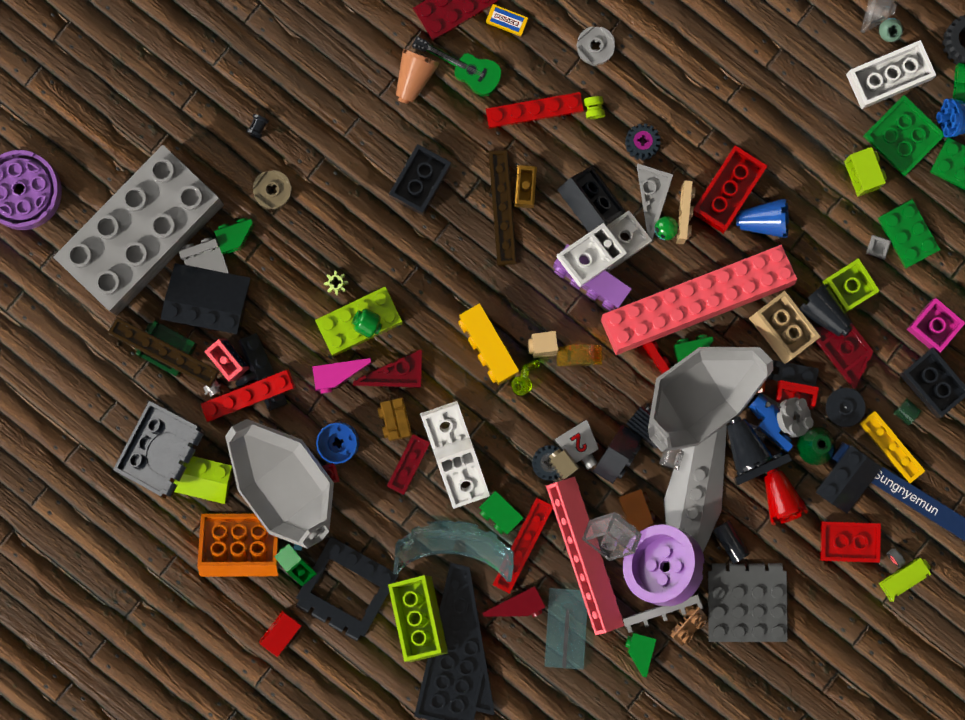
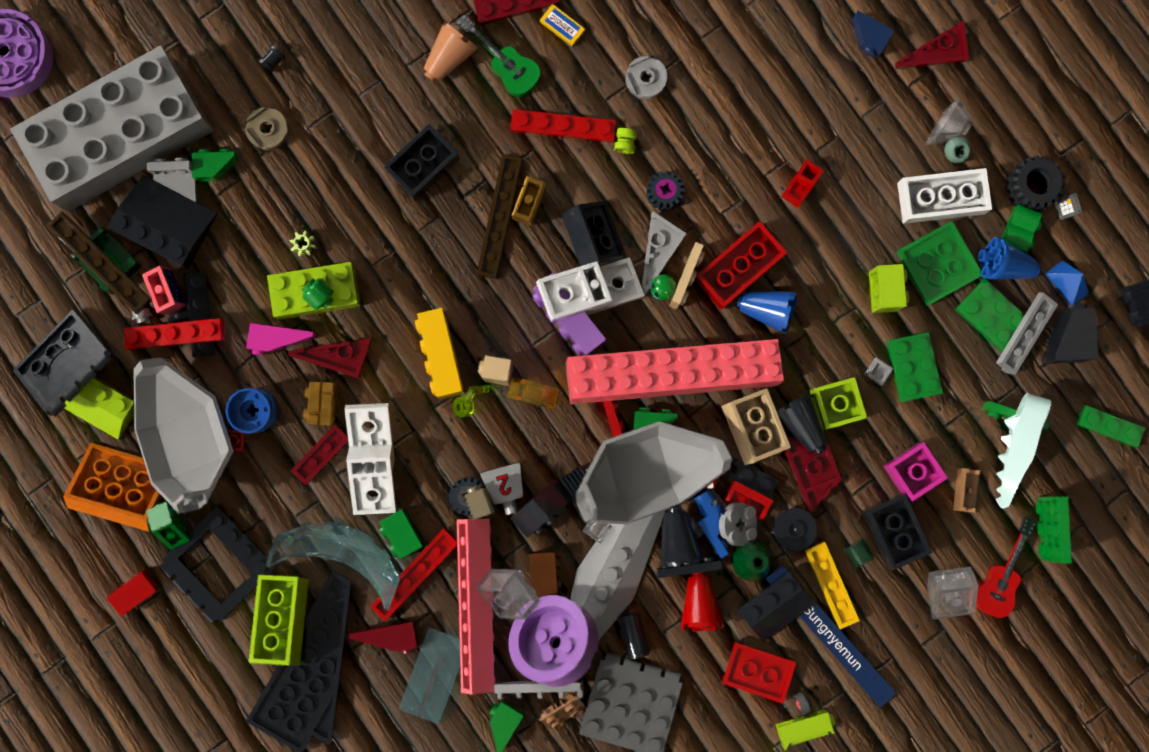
camera: 10 degrees right, 0 degrees up
(762, 100) = (802, 183): none -> red brick

